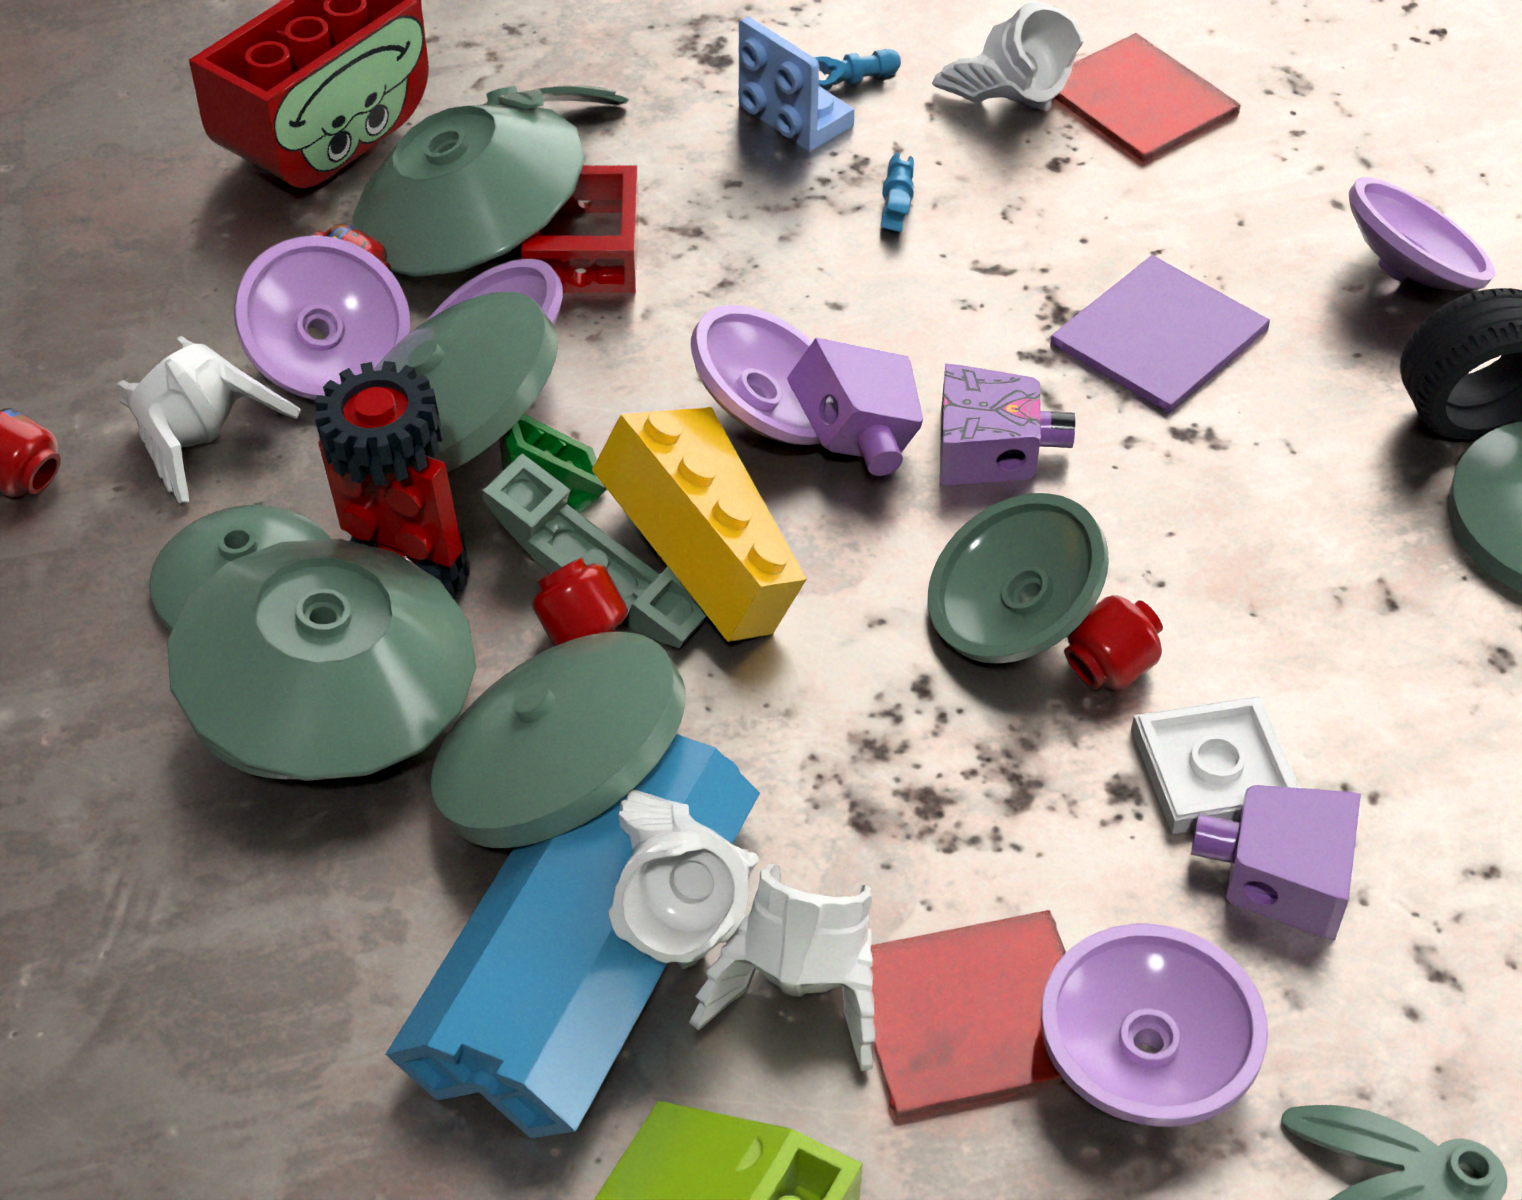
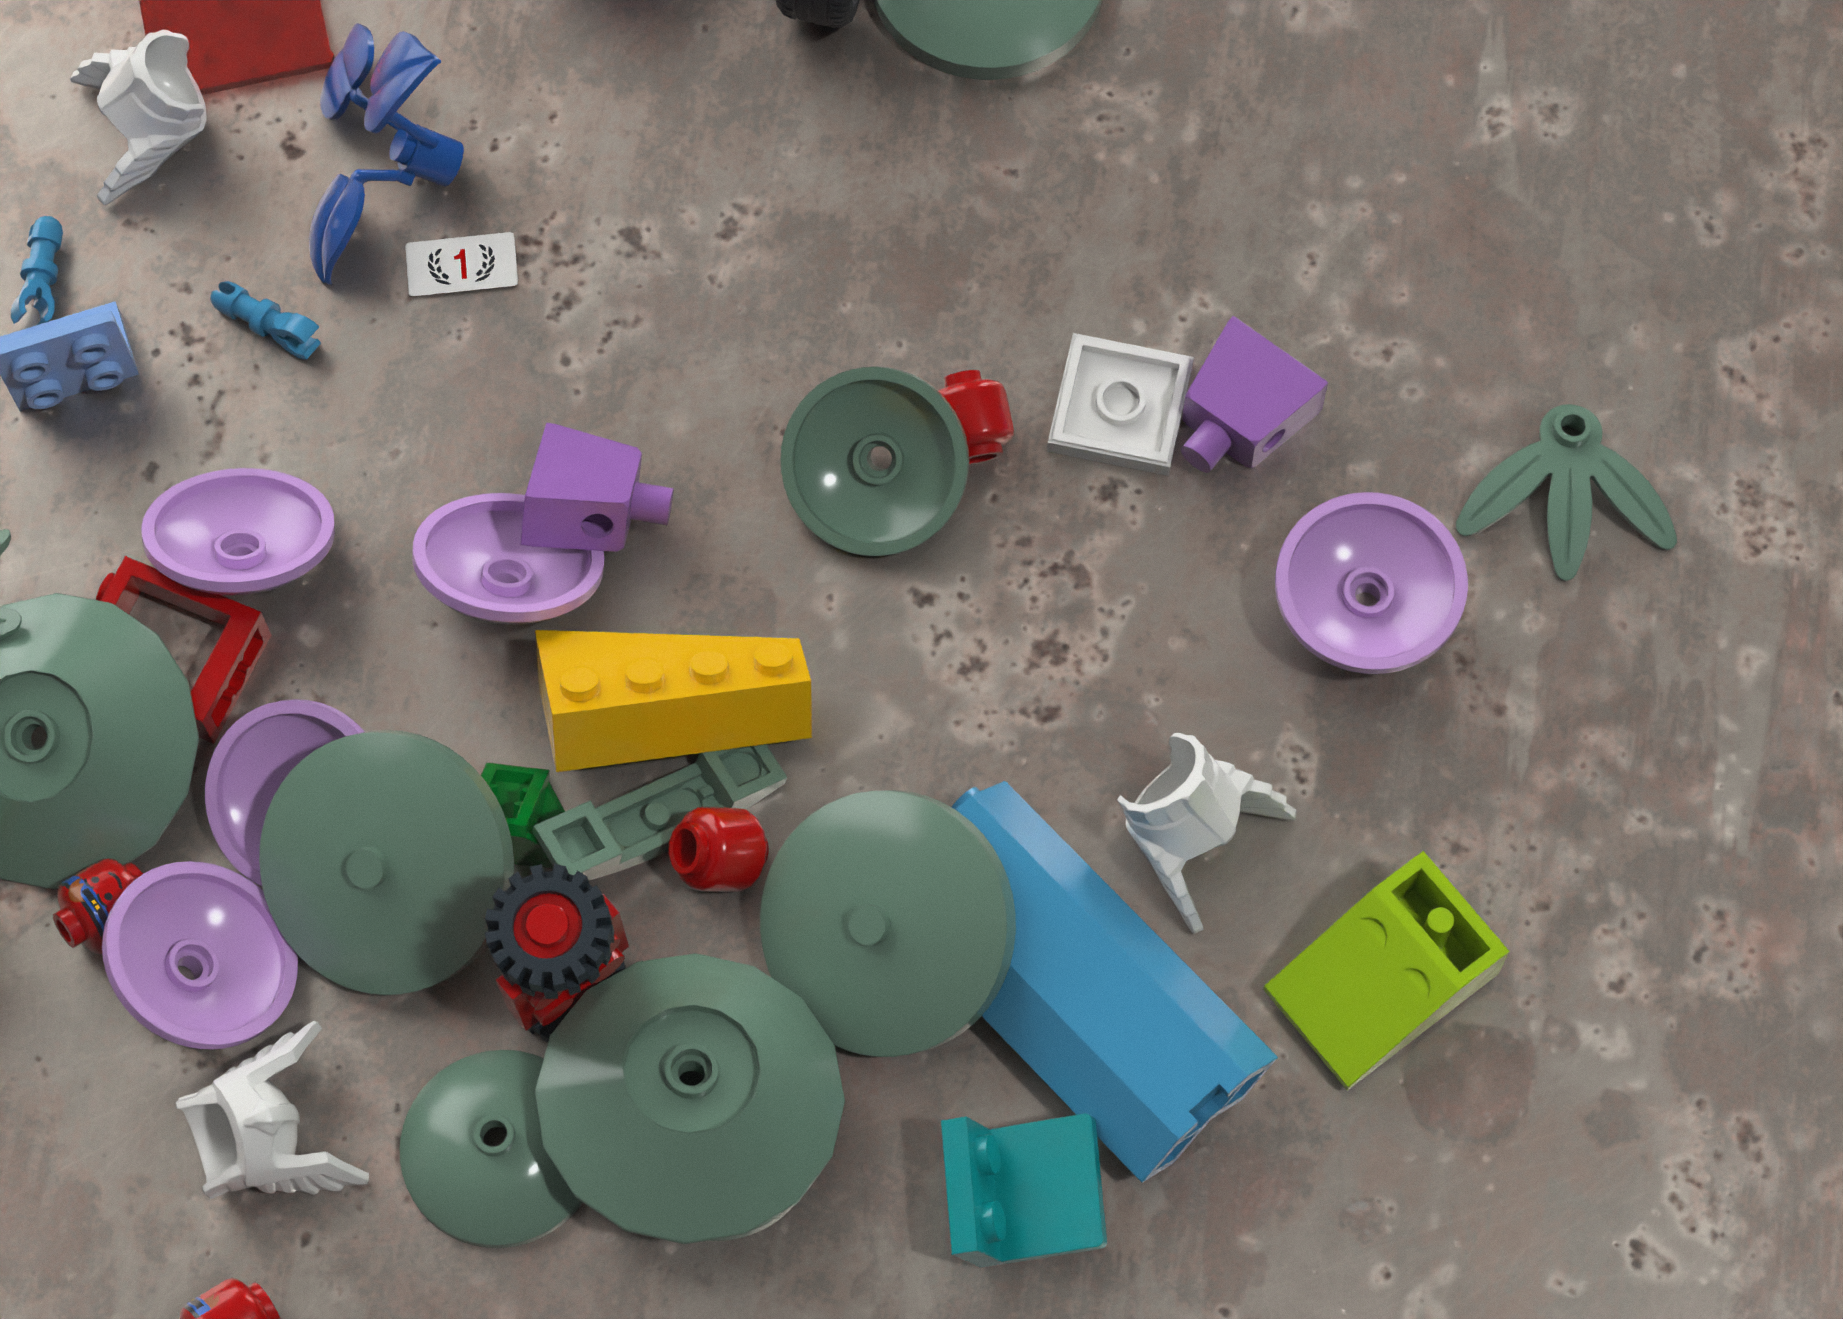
camera: 65 degrees left, 20 degrees up
(334, 944) = (1023, 1189): none -> teal bracket
(681, 884) = (1126, 877): white helmet -> none
(696, 220) = (238, 531): none -> lavender dish
(964, 1013) = (1274, 708): clear red piece -> none
(995, 426) = (657, 390): medium lavender torso -> none
(1028, 286) = (461, 264): none -> white sticker
(1098, 206) = (414, 147): none -> blue plant
(1160, 333) = (589, 180): piece -> none

